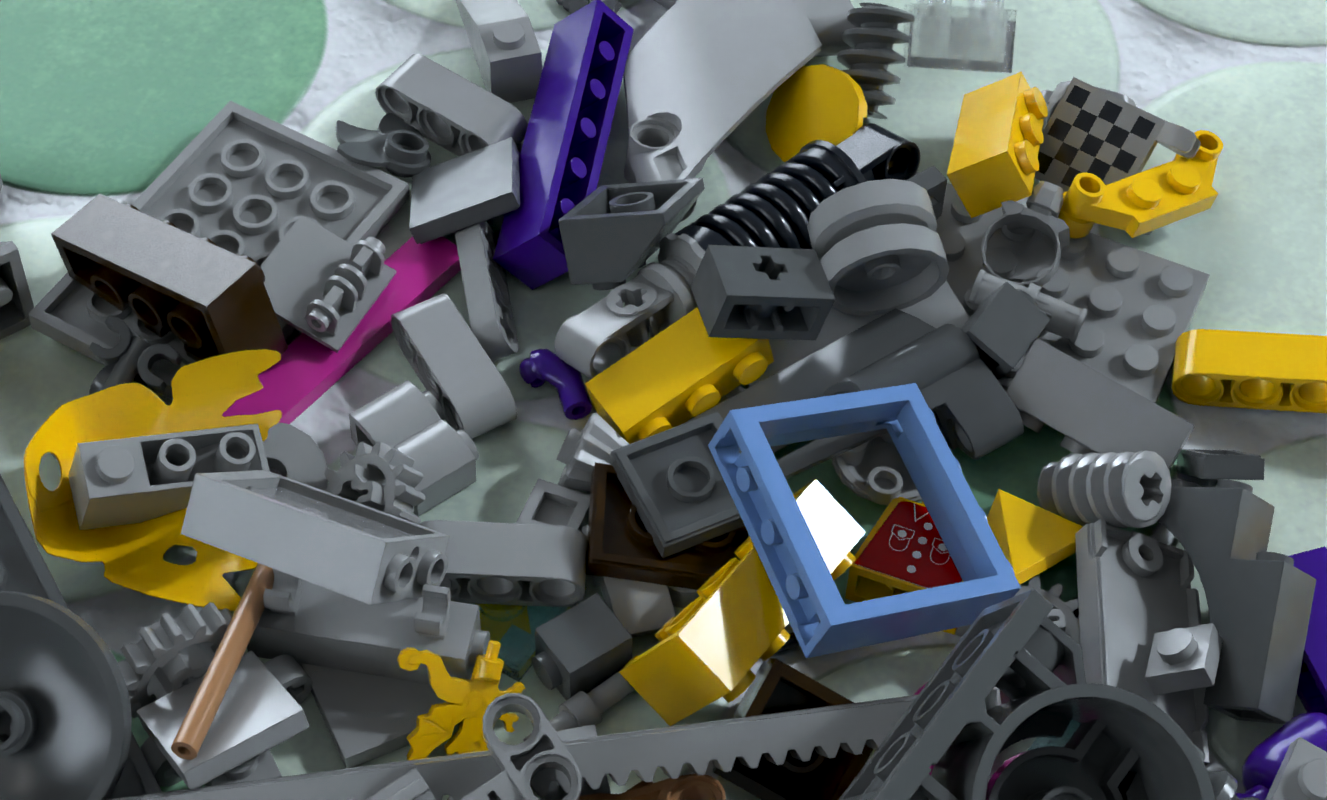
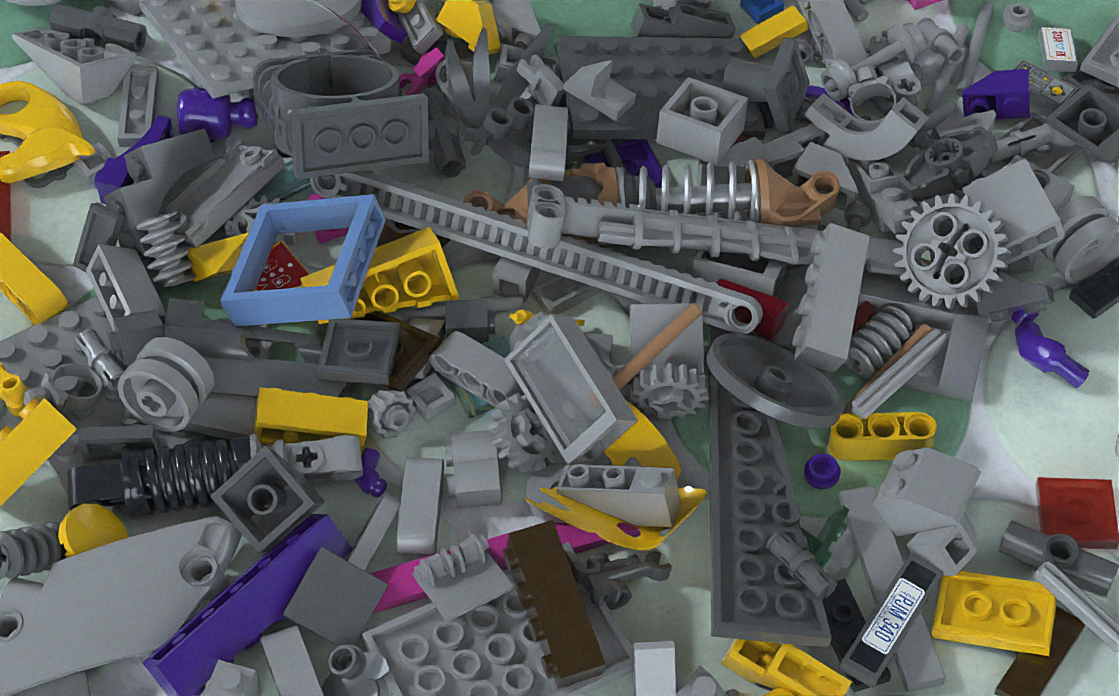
camera: 145 degrees left, 0 degrees up
(762, 292) = (248, 391): dark grey brick -> none
(1184, 659) = (211, 165): light grey plate -> none

